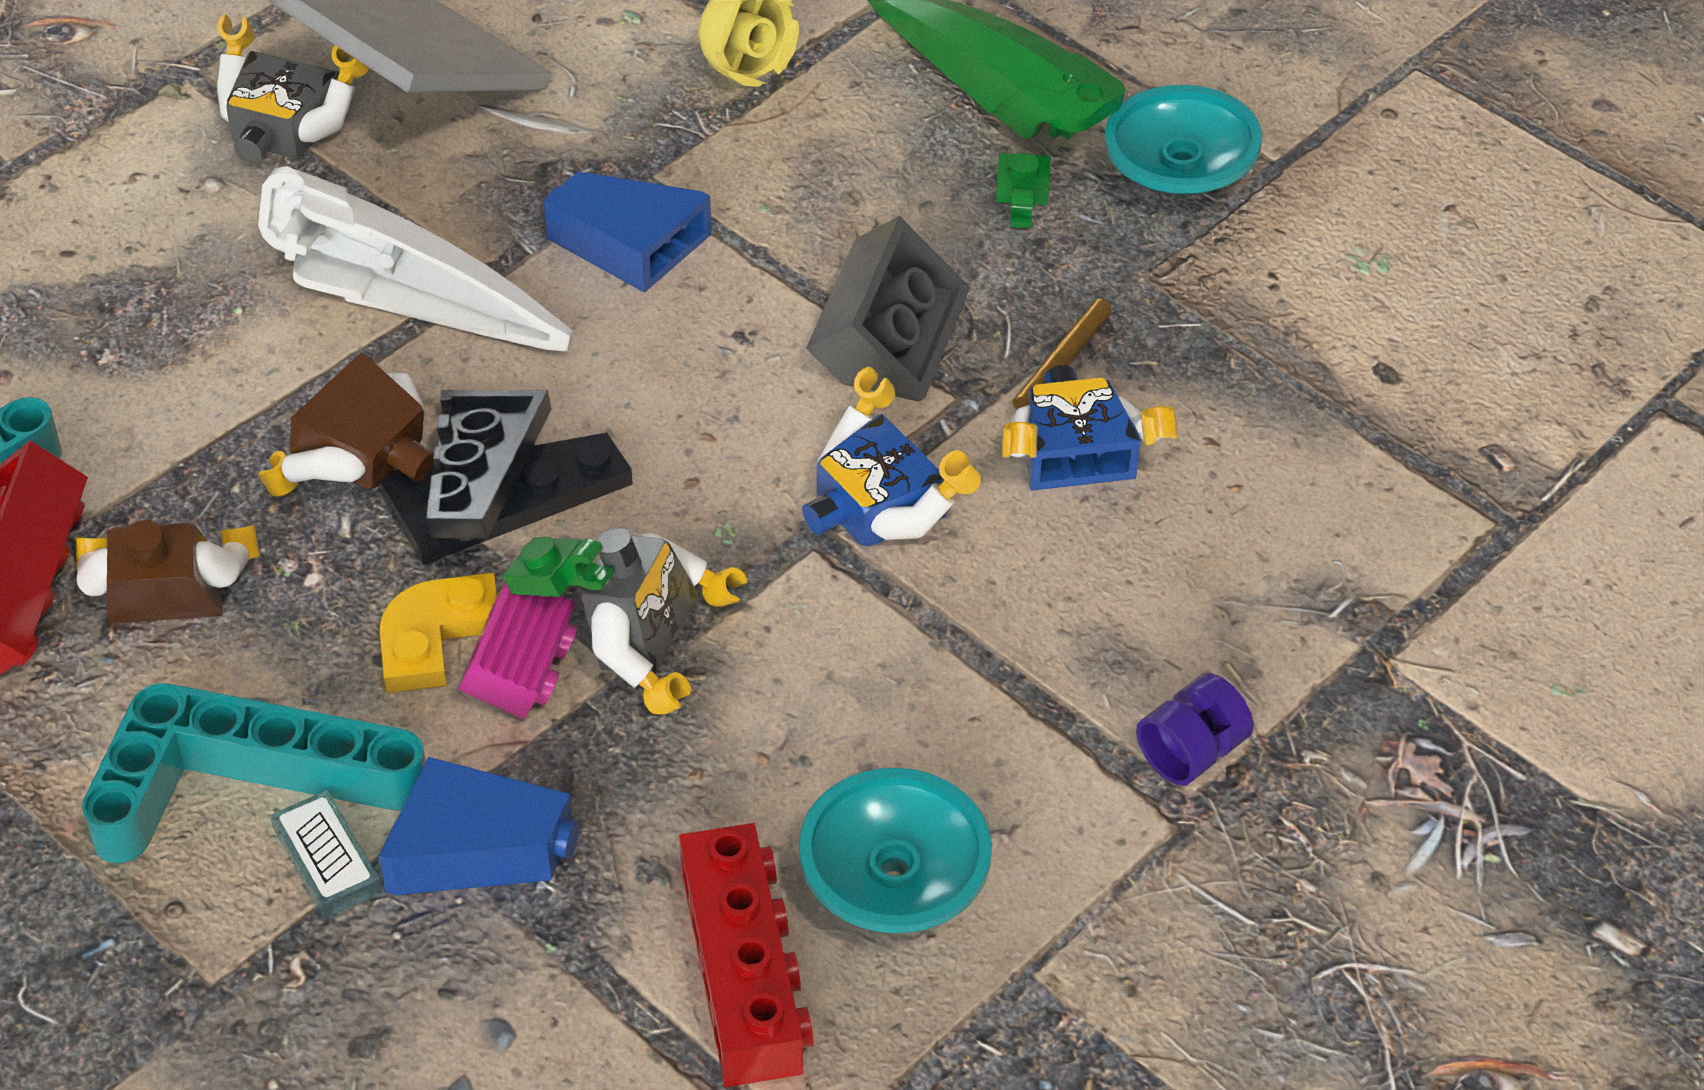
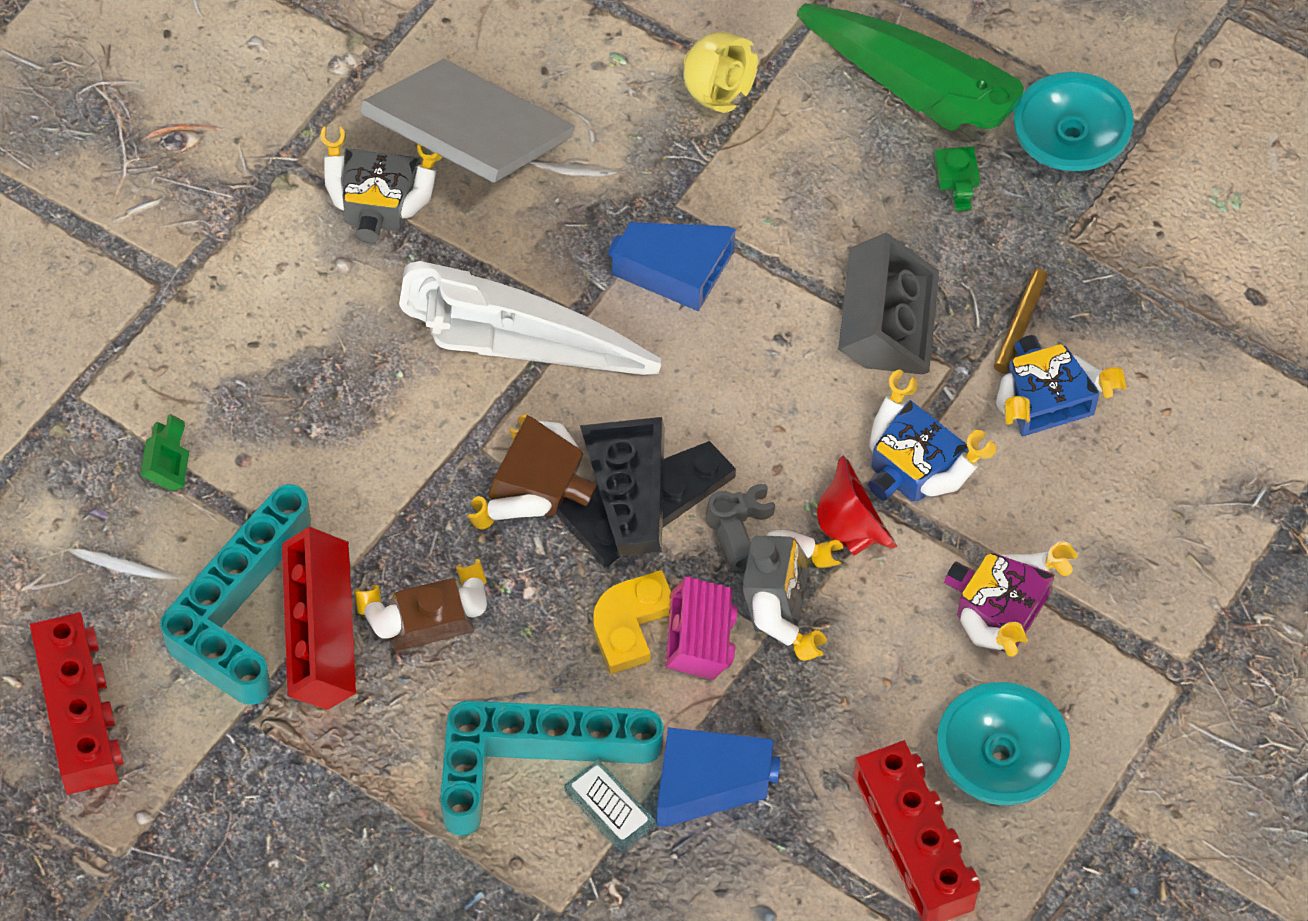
camera: 10 degrees left, 10 degrees up
(552, 564) = (719, 568): green plate -> none
(605, 510) = (726, 516): none -> dark grey bar
(767, 538) = (848, 513): none -> red hat
(955, 667) = (1006, 594): none -> torso
(1195, 729) = (1182, 616): dark purple wheel -> none

